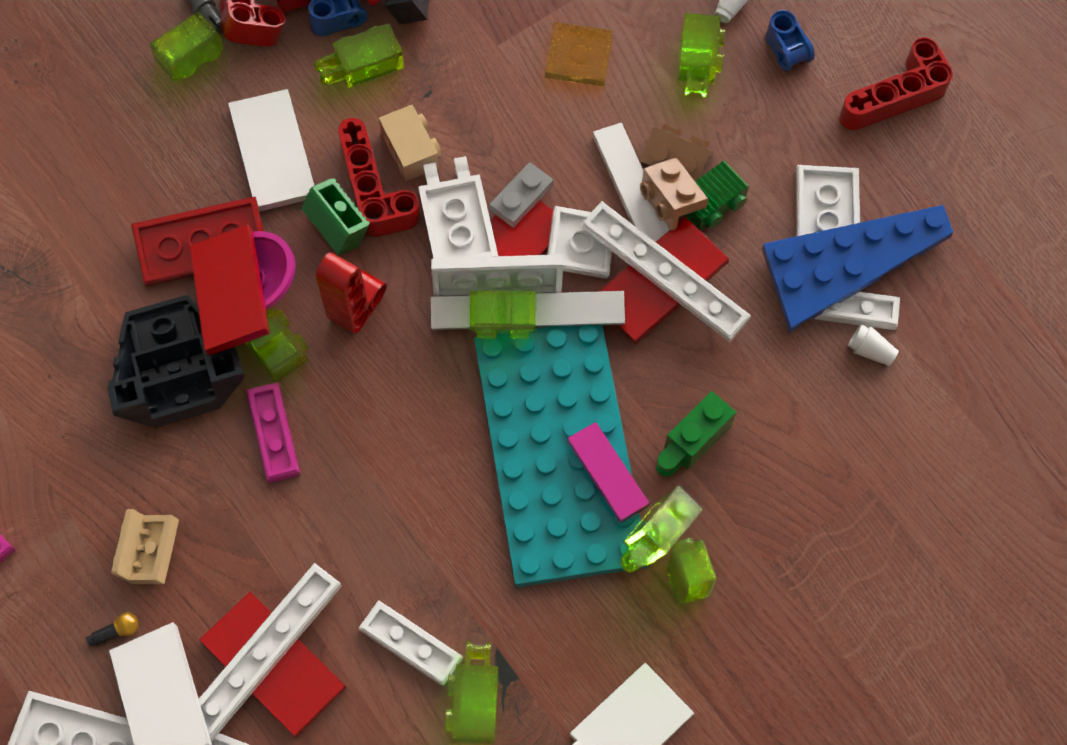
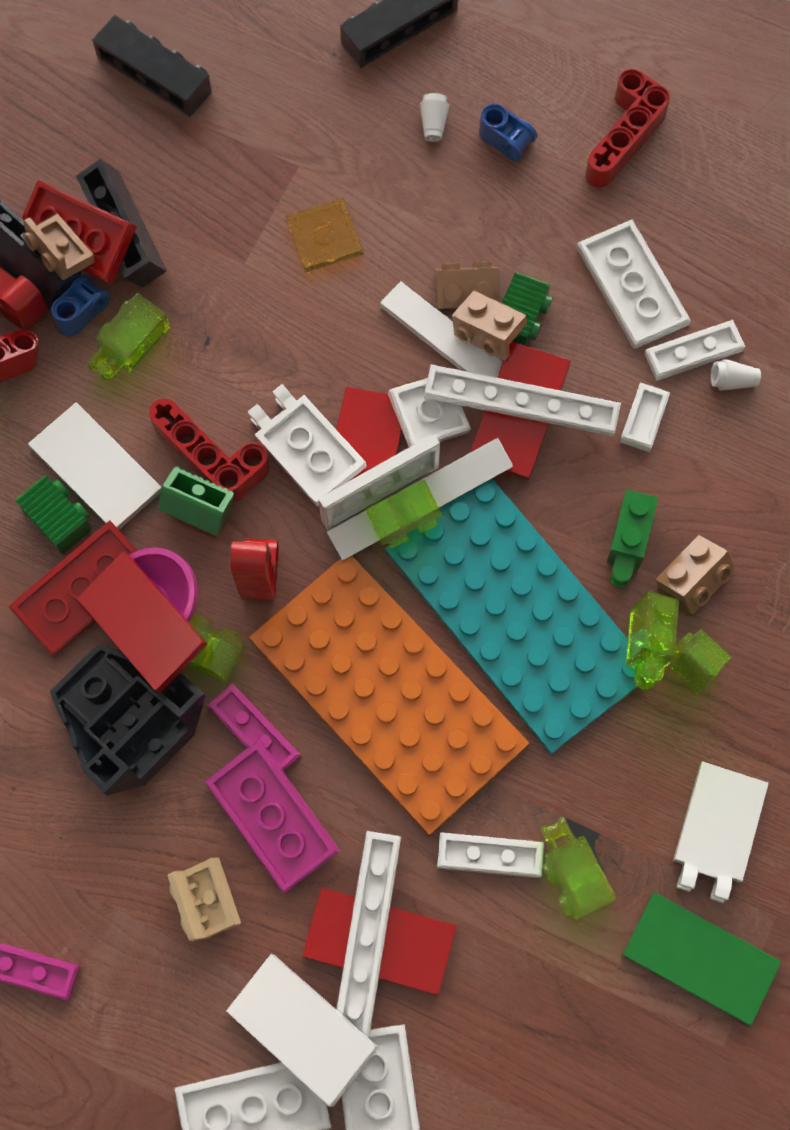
camera: 25 degrees left, 5 degrees up
(124, 625) = (225, 980): piece -> none
(214, 170) = (54, 514): none -> green brick
(244, 510) = (272, 816): none -> dark pink tile
(406, 462) = (389, 693): none -> orange plate
(409, 142) = (220, 396): tan brick -> none
(521, 194) = (351, 394): light grey plate -> none
(608, 472) = (577, 610): dark pink tile -> none
(699, 52) = (433, 180): clear neon green brick -> none
(737, 499) = (697, 573): none -> medium nougat bracket
(769, 344) = (645, 417): none -> white tile
(837, 263) = (663, 317): blue wing -> none

